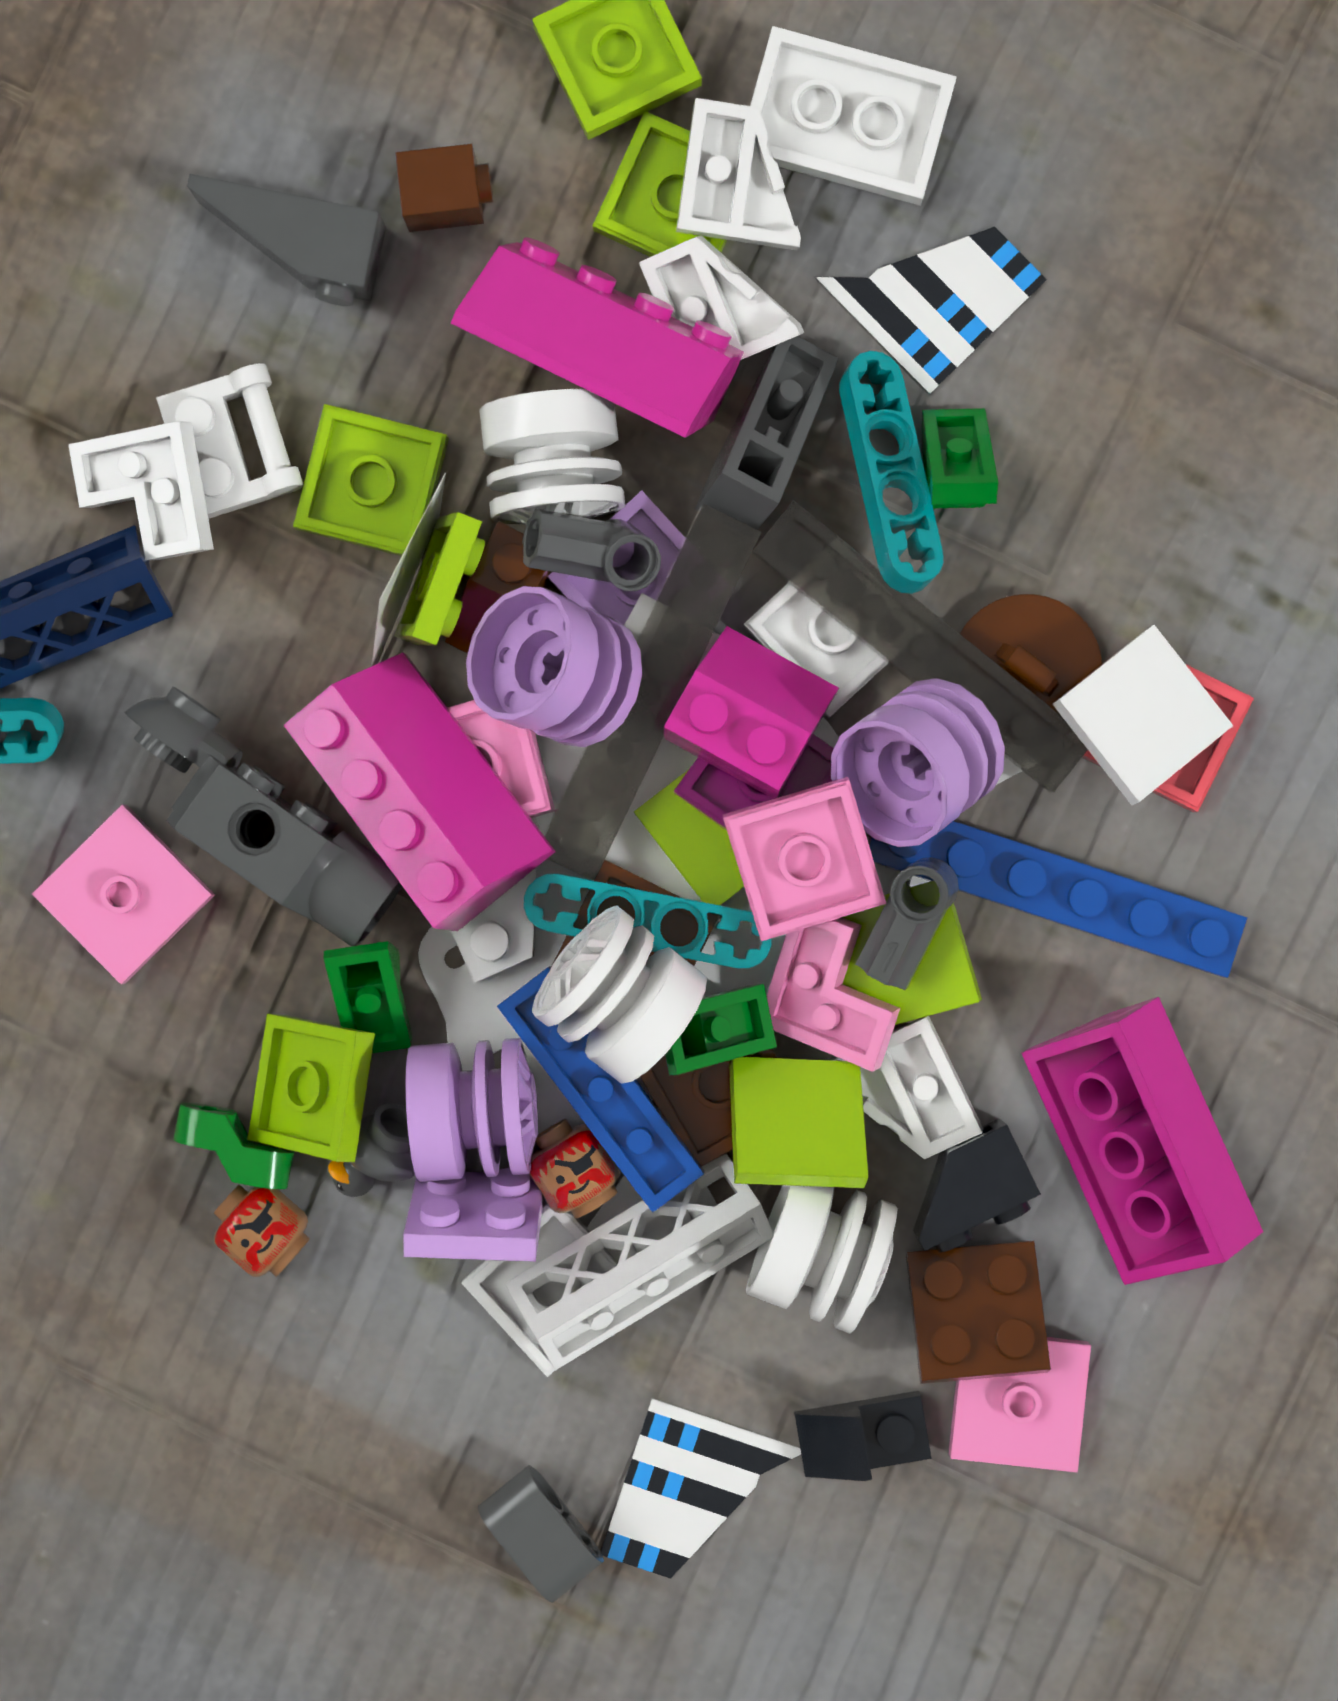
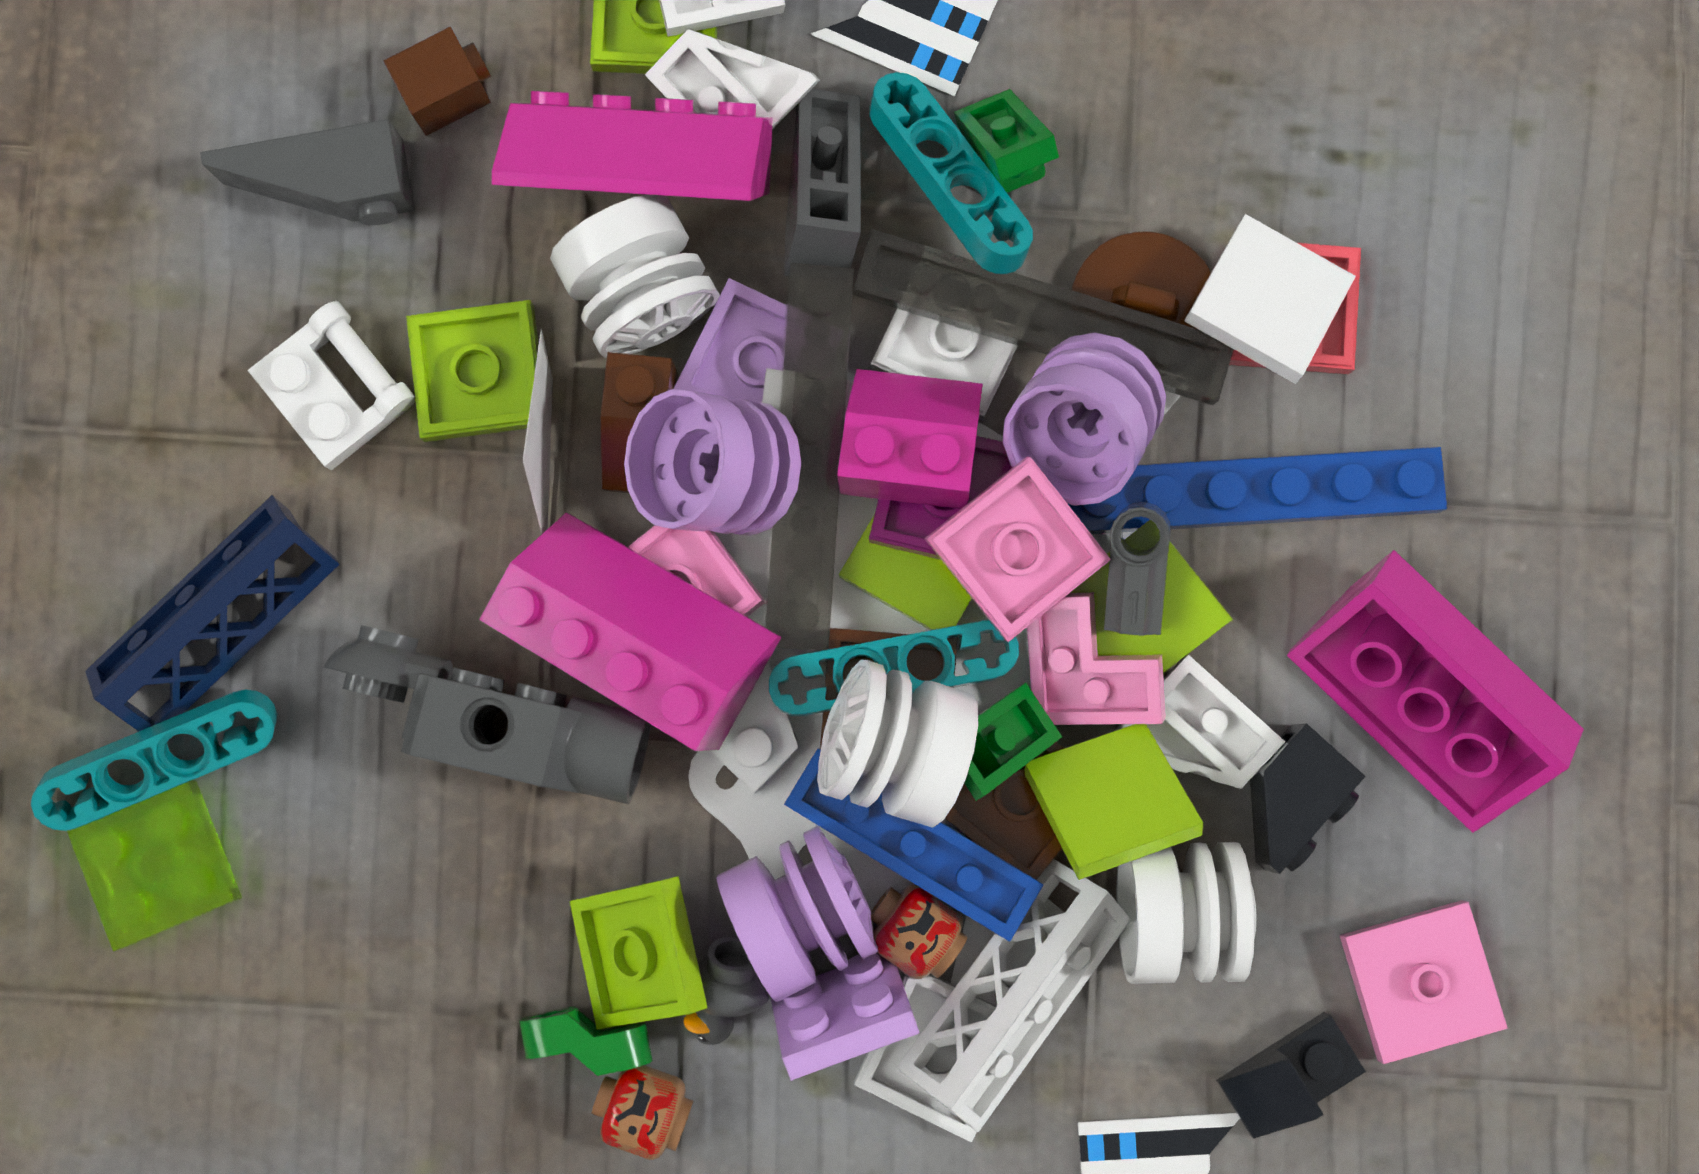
camera: 20 degrees left, 5 degrees down
(123, 894) = (390, 843): bright pink plate -> none
(160, 473) = (270, 435): white plate -> none
(370, 993) = (658, 840): green slope -> none
(431, 602) = (575, 452): lime plate -> none
(587, 549) = (700, 342): dark grey piece -> none
(977, 1312) = (1351, 914): reddish brown plate -> none

